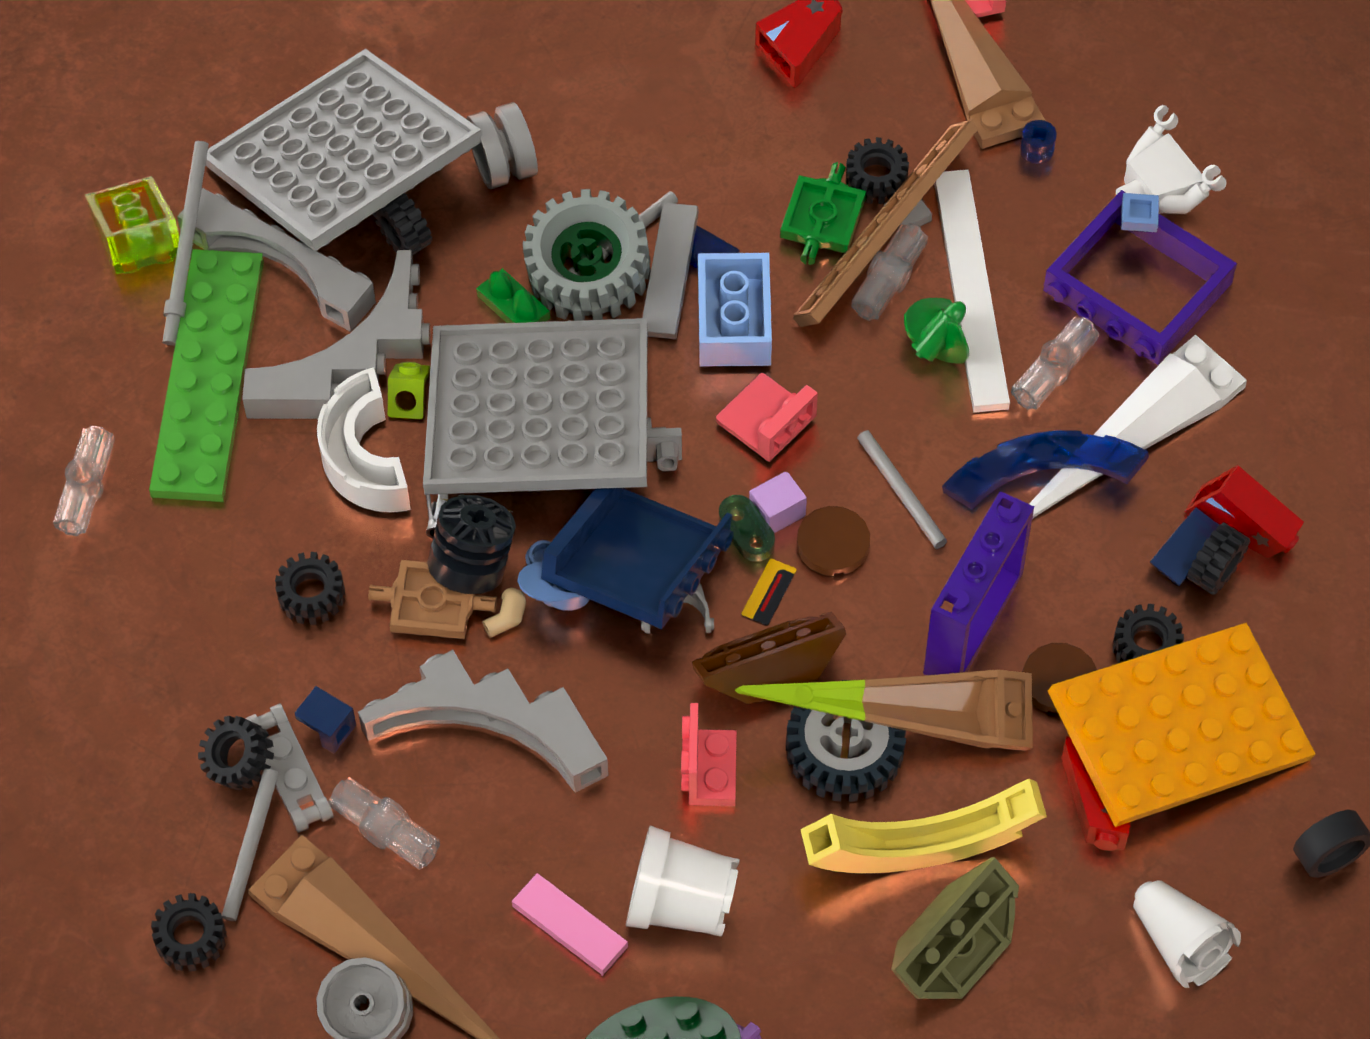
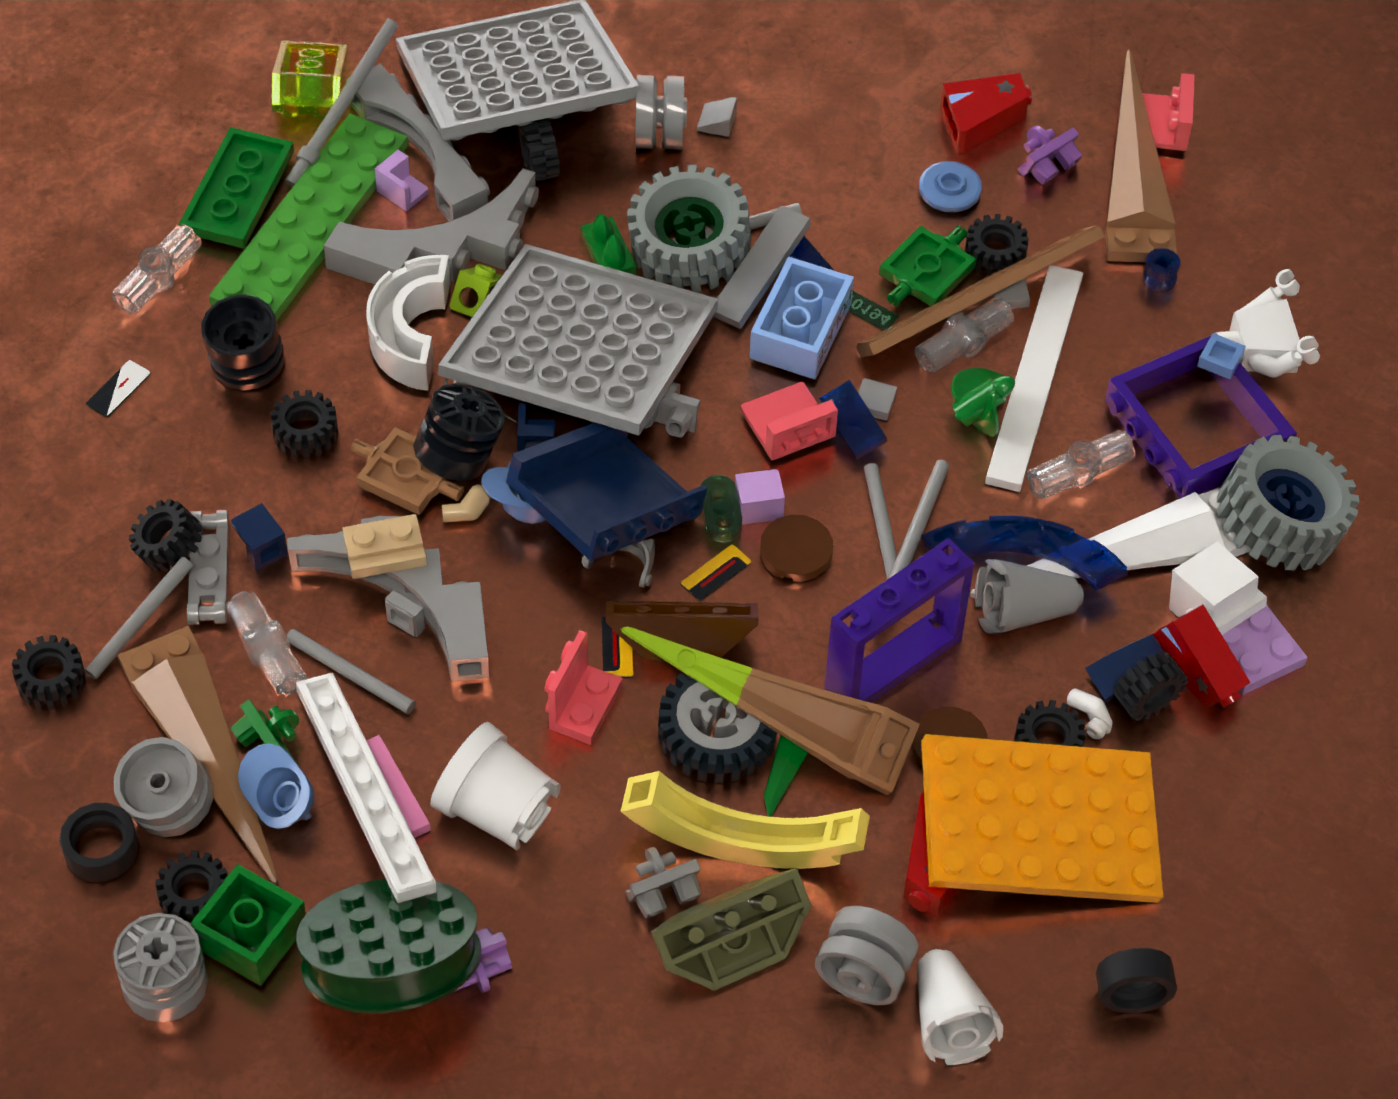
camera: 20 degrees right, 5 degrees down
(104, 616) = (117, 388): none -> sticker
(120, 365) = (237, 187): none -> green plate
(209, 510) = (243, 342): none -> black wheel
(276, 307) = (396, 182): none -> lavender panel
(415, 909) = (256, 725): none -> green hips
(457, 686) = (384, 546): none -> tan plate
(469, 963) = (275, 786): none -> medium blue piece
(477, 820) = (351, 671): none -> light grey bar
(503, 744) = (404, 614): none -> light grey tile
(536, 518) = (533, 431): none -> dark blue panel
(552, 128) = (718, 117): none -> light grey slope
(557, 931) = (366, 788): none -> white tile
(714, 704) = (616, 652): none -> sticker
(792, 277) = (872, 311): none -> clear green sticker
(805, 124) = (950, 186): none -> medium blue wheel
(834, 398) = (855, 420): none -> clear blue plate
(835, 365) = (878, 397): none -> light grey tile
(884, 904) = (647, 891): none -> light grey hips
(894, 50) = (1045, 150): none -> medium lavender hips
(923, 761) = (784, 768): none -> green bar
(943, 552) = (921, 516): none -> light grey bar
(1067, 513) = (1023, 595): none -> light grey cone
(1090, 914) = (866, 955): none -> light grey wheel
(1177, 598) = (1100, 720): none -> white arm
(1234, 438) = (1218, 583): none -> white plate
(1260, 335) = (1287, 502): none -> light grey wheel
(1292, 478) = (1264, 649): none -> lavender plate

